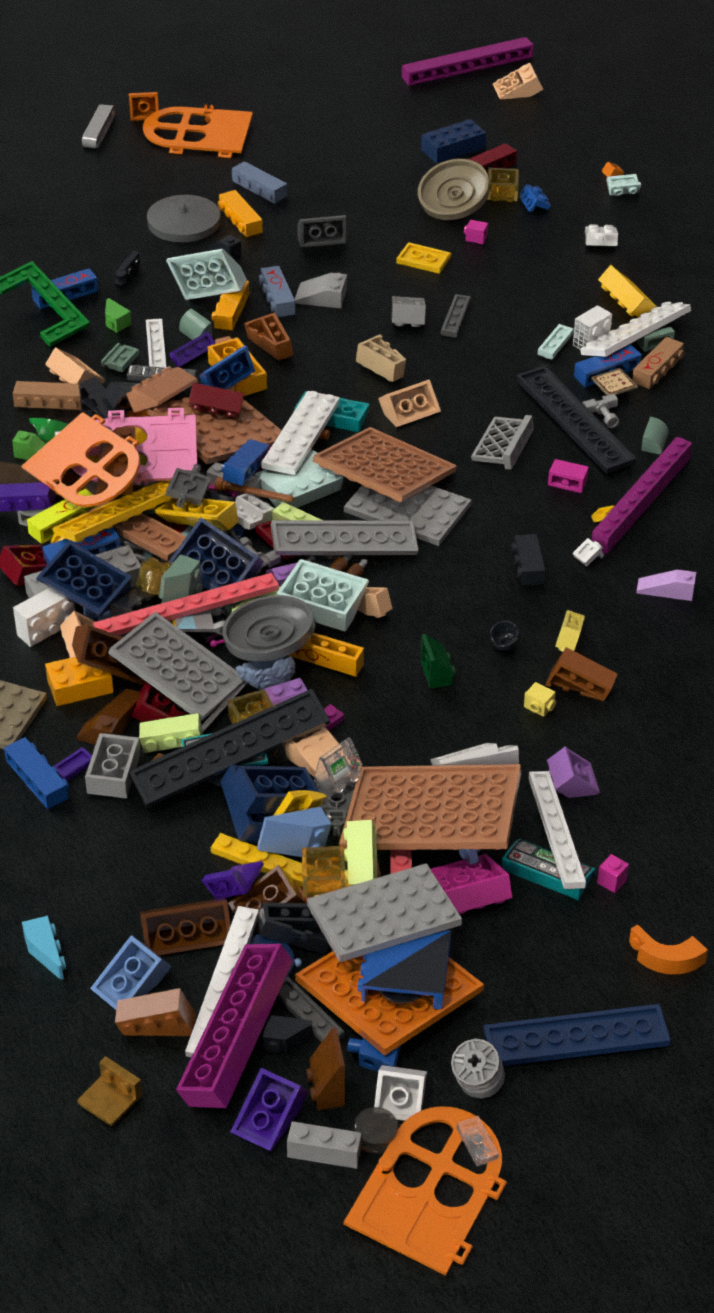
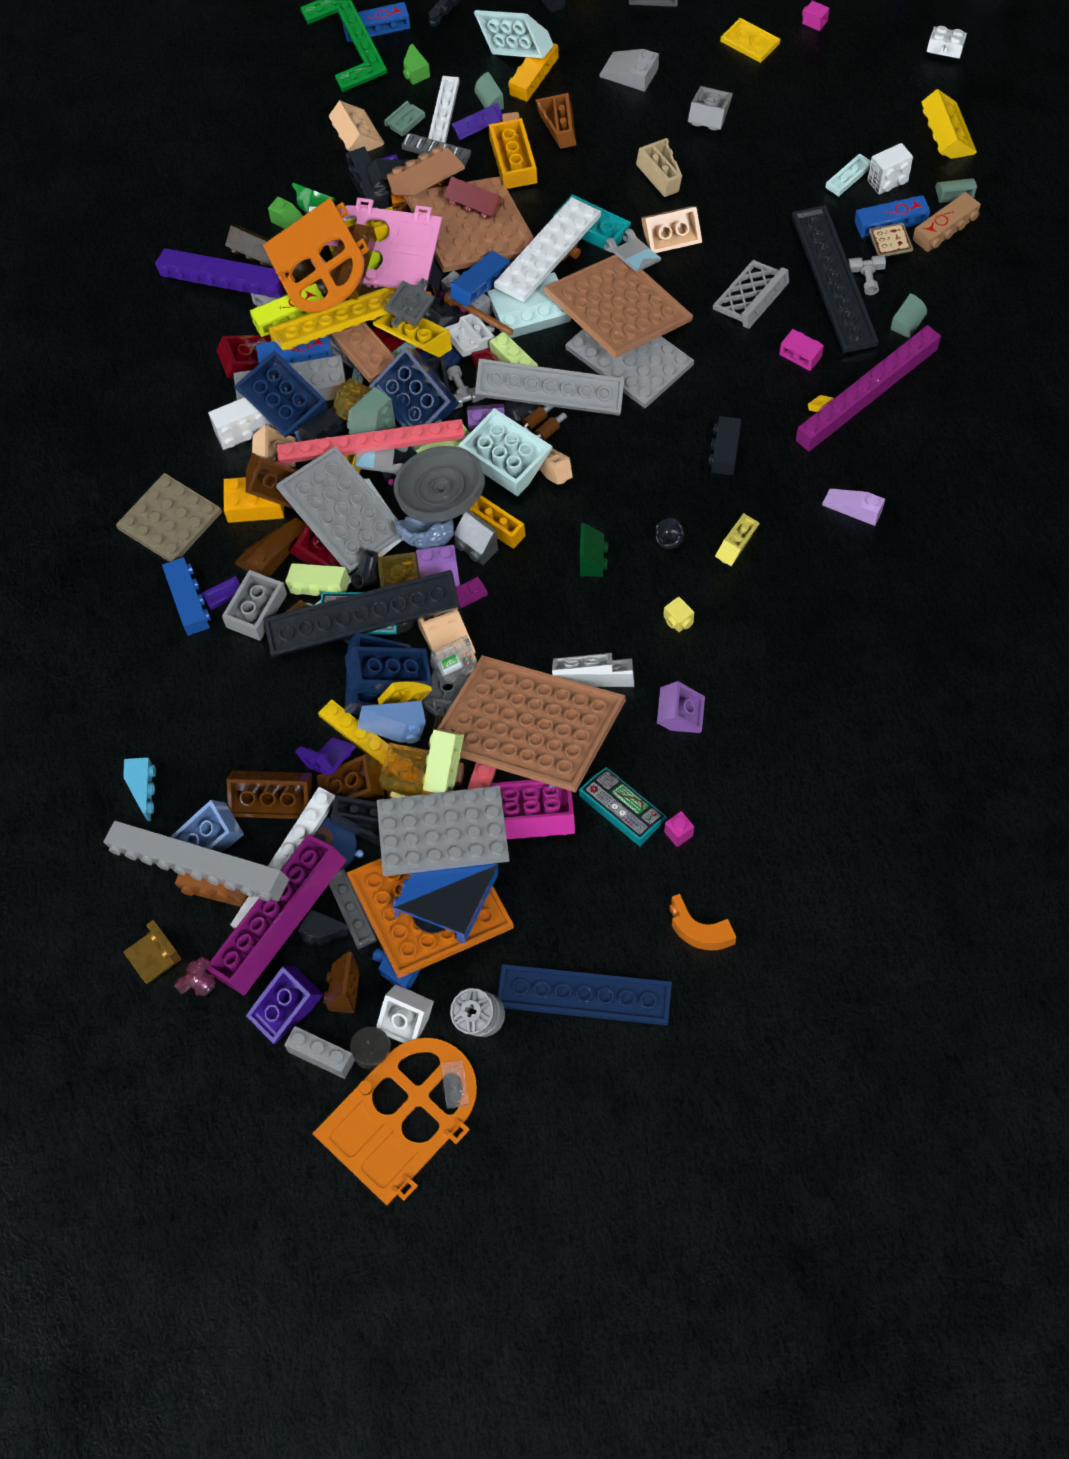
camera: 20 degrees right, 20 degrees up
(46, 395) = (318, 153): medium nougat brick -> none
(135, 990) = (197, 861): none -> light grey brick
(167, 1104) = (196, 978): none -> clear pink plate
(218, 713) = (366, 571): none -> black piece
(229, 370) = (495, 164): blue slope -> none
(277, 291) = (585, 60): sand blue brick -> none
(319, 669) = (476, 538): none -> flat silver slope
(379, 425) = (633, 252): none -> light grey flag
(455, 315) = (757, 122): dark grey tile -> none
(557, 830) = (641, 770): white plate -> none
(581, 675) = (729, 596): dark orange wedge -> none
(588, 552) = (788, 448): white bracket -> none
(635, 329) = (937, 176): white plate -> none

